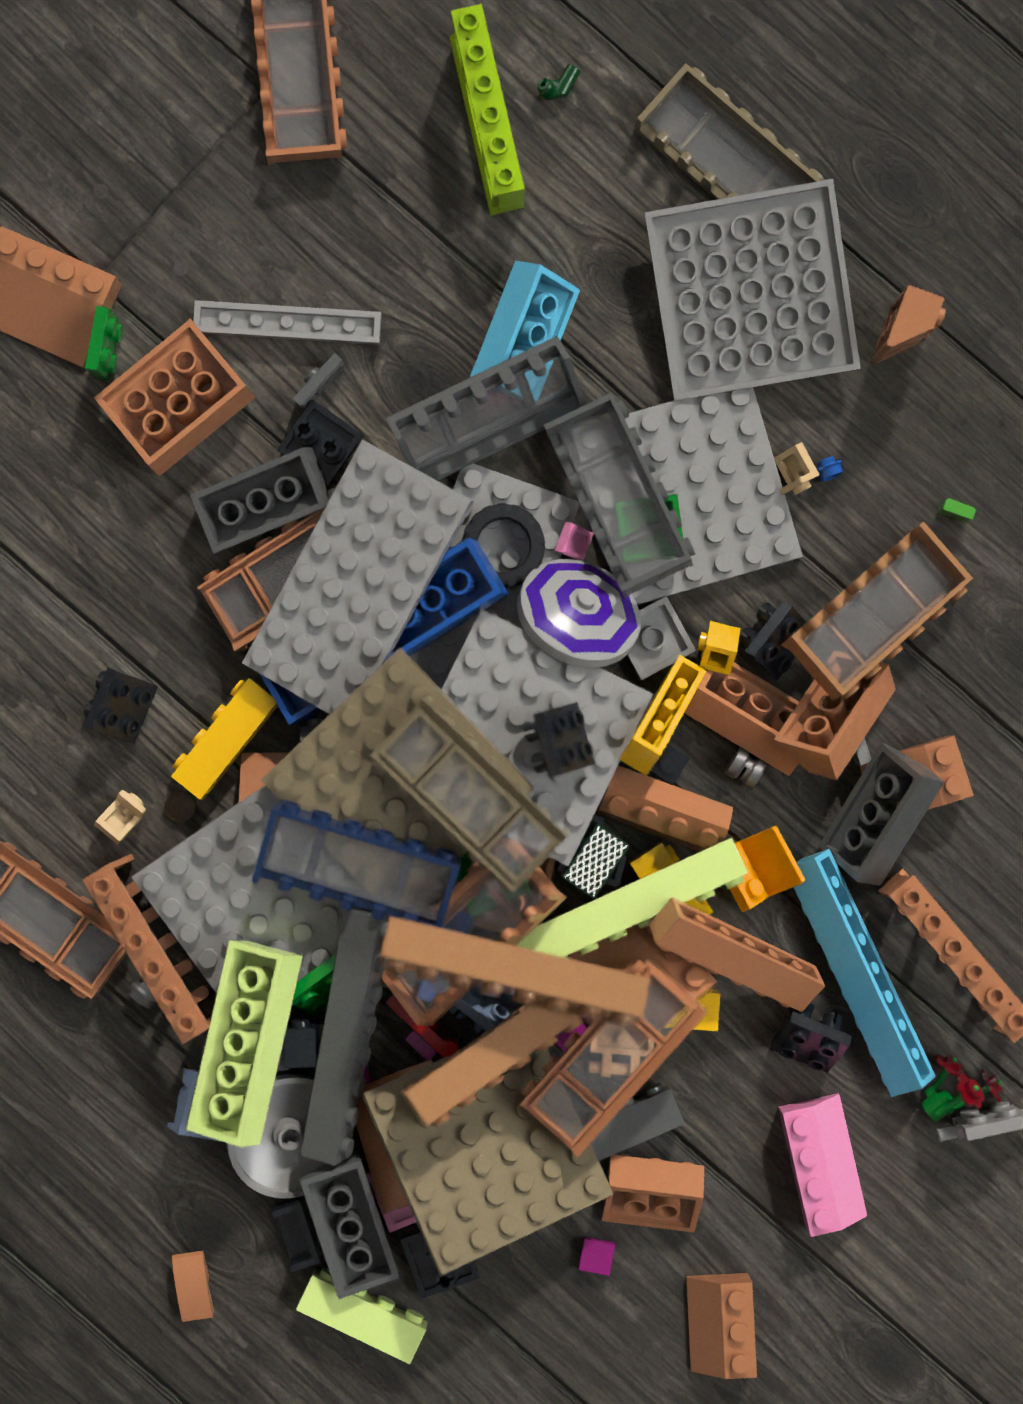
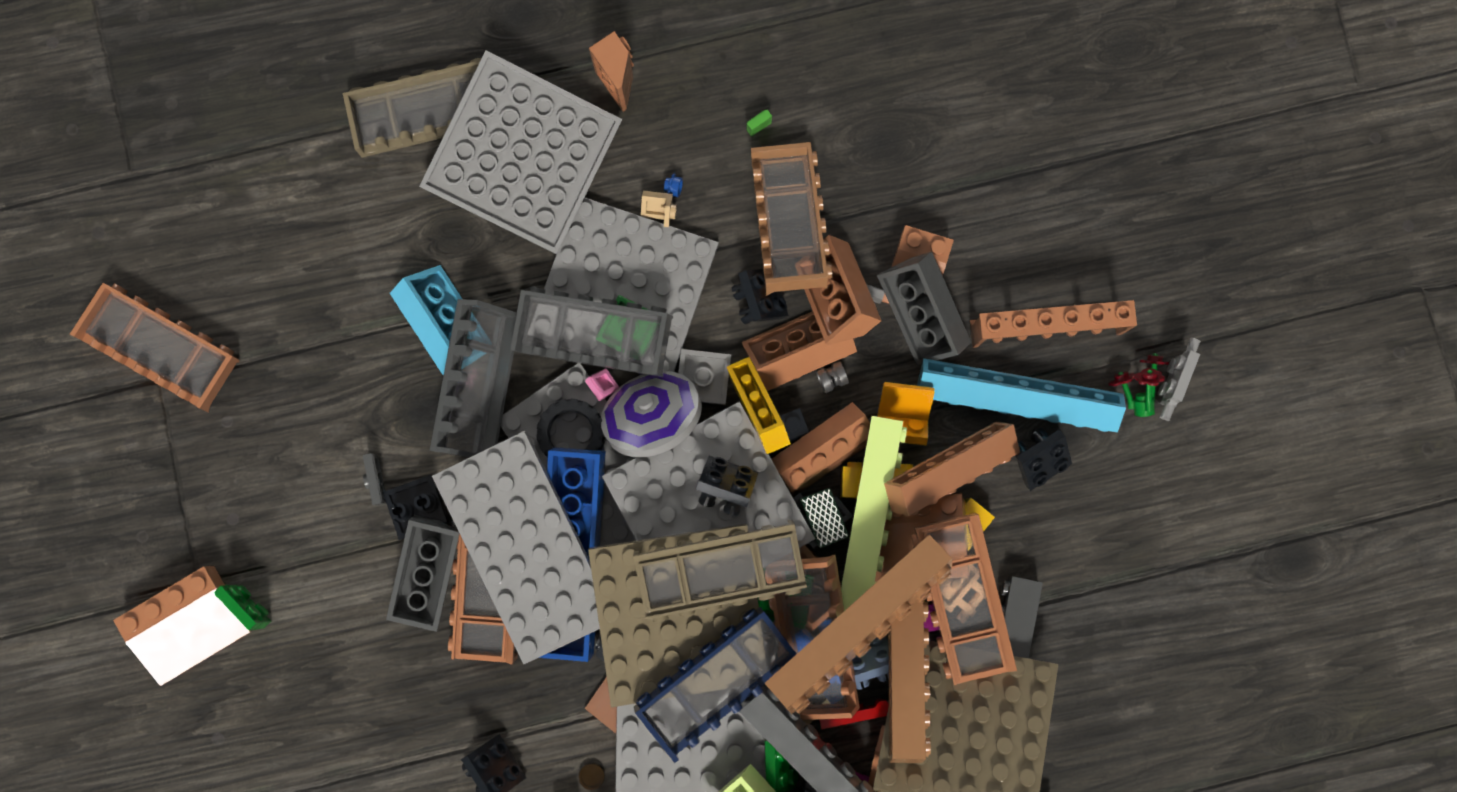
camera: 55 degrees left, 5 degrees down
(174, 397) = (314, 584): nougat slope -> none
(225, 739) = (567, 713): yellow brick -> none
(288, 322) = (320, 473): light grey plate -> none
(420, 1045) = (867, 725): magenta tile -> none
(486, 110) = (277, 242): lime window -> none
(560, 87) = (299, 184): dark green arm -> none
(596, 1256) = (1092, 705): magenta tile -> none
(654, 1193) = (1075, 636): nougat slope -> none
(718, 647) = (739, 338): yellow brick -> none
(721, 1325) = (1196, 653): nougat slope -> none
(823, 1164) = (1132, 509): bright pink slope -> none

